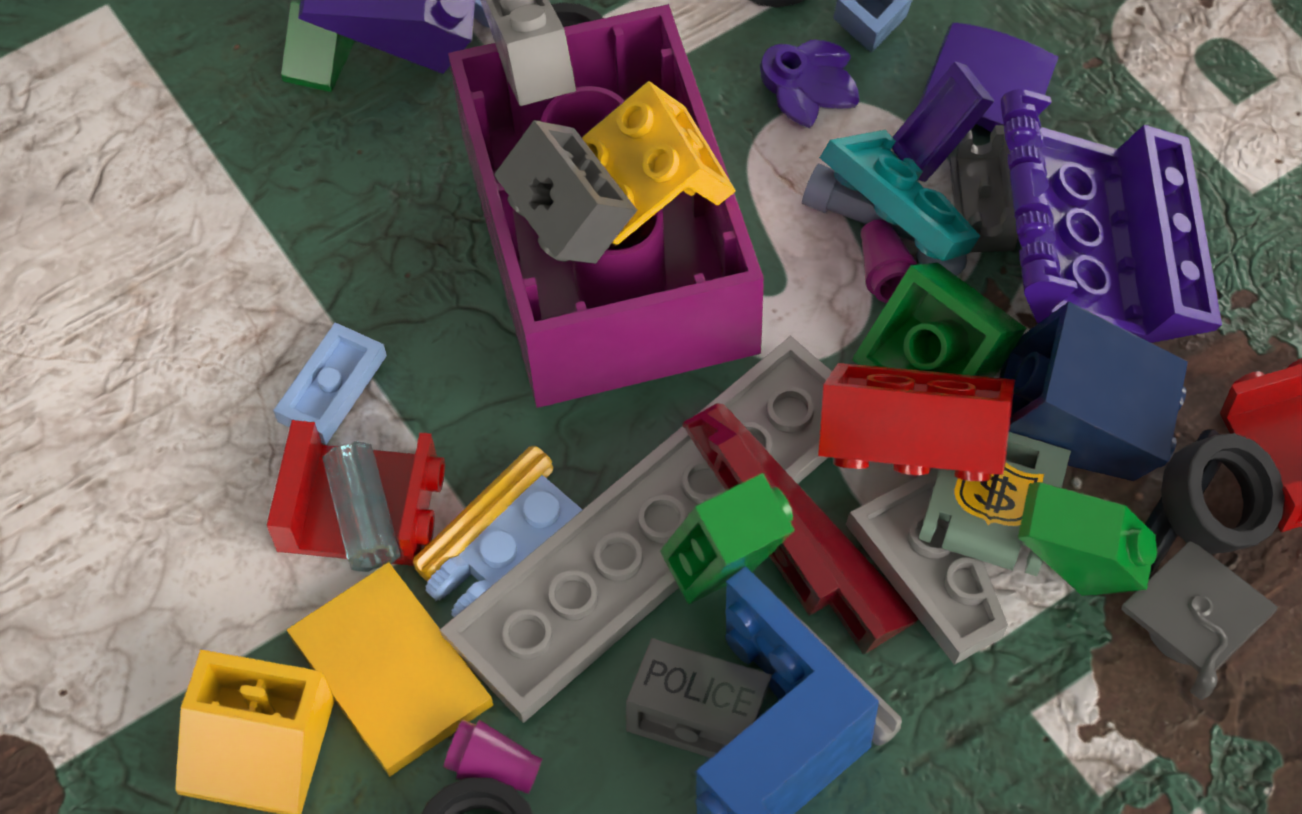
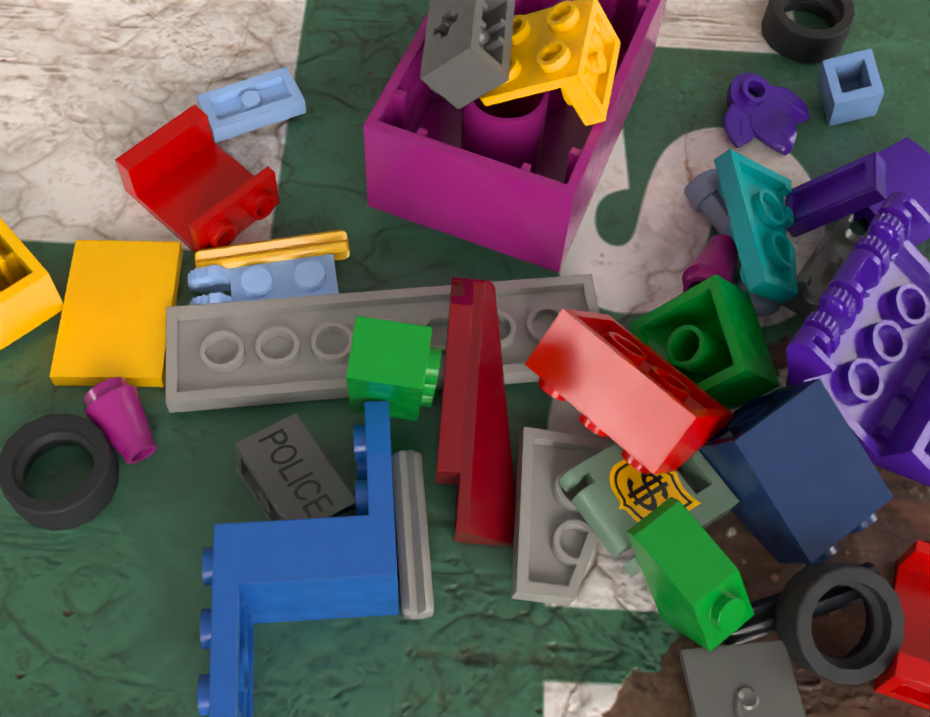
camera: 30 degrees right, 0 degrees up
(361, 506) = (191, 190): clear light blue axle -> none

